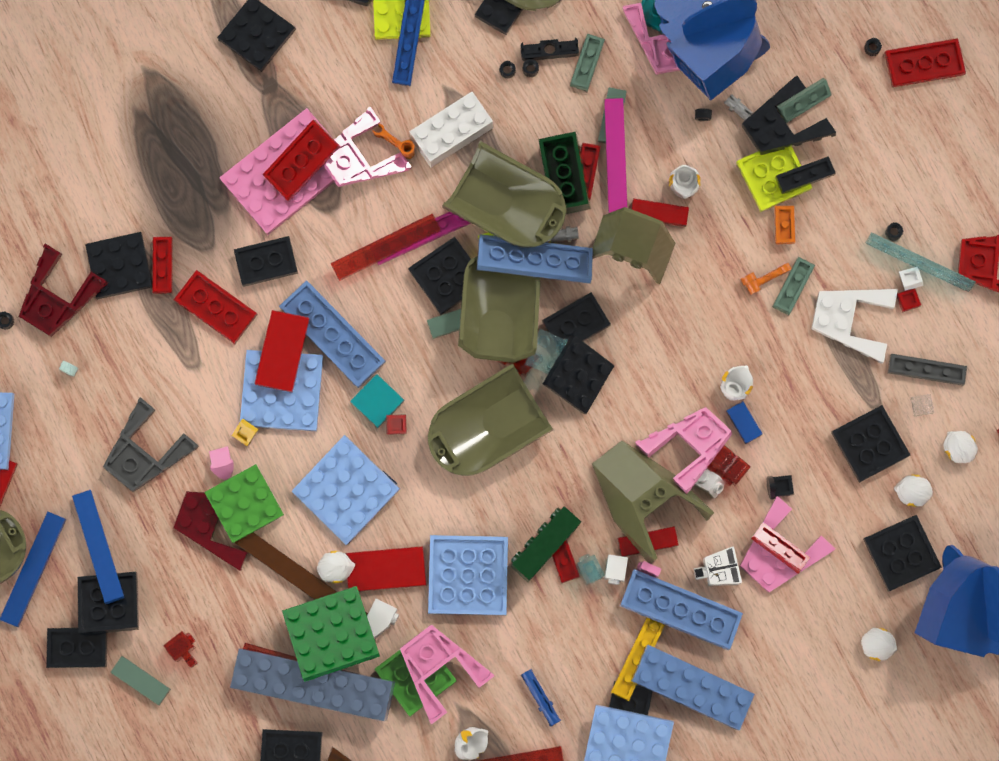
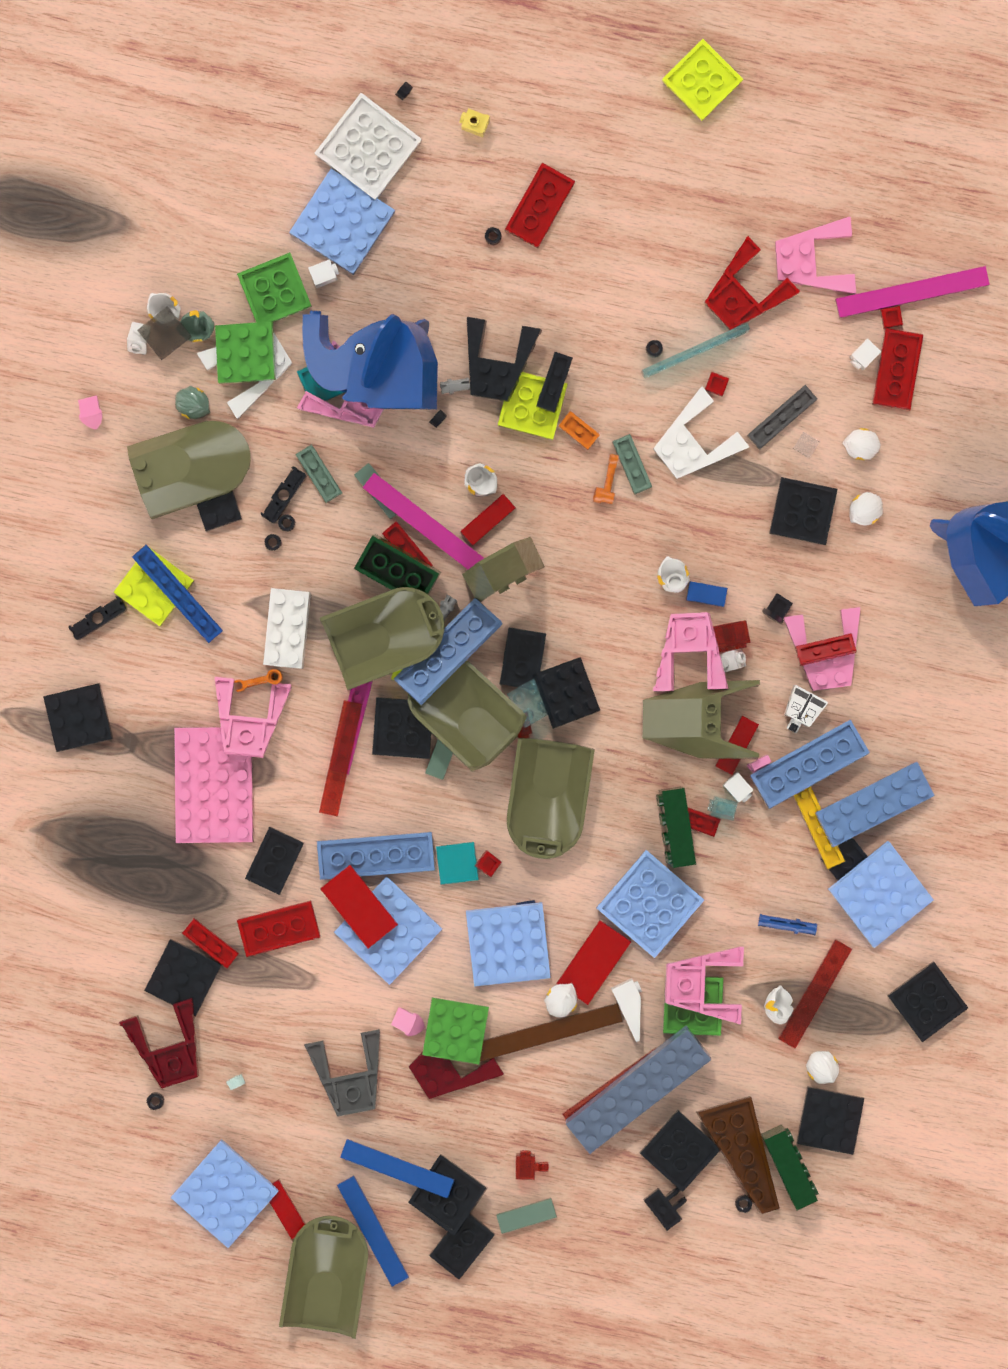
camera: 55 degrees left, 10 degrees up
(244, 432) = (399, 985): yellow plate -> none
(301, 160) = (218, 769): red tile -> none
(330, 633) = (611, 1046): green plate -> none
(804, 100) = (492, 329): sand green tile -> none
(878, 644) = (957, 636): white hair -> none
(902, 553) = (905, 559): black plate -> none
(911, 278) = (702, 368): white plate -> none

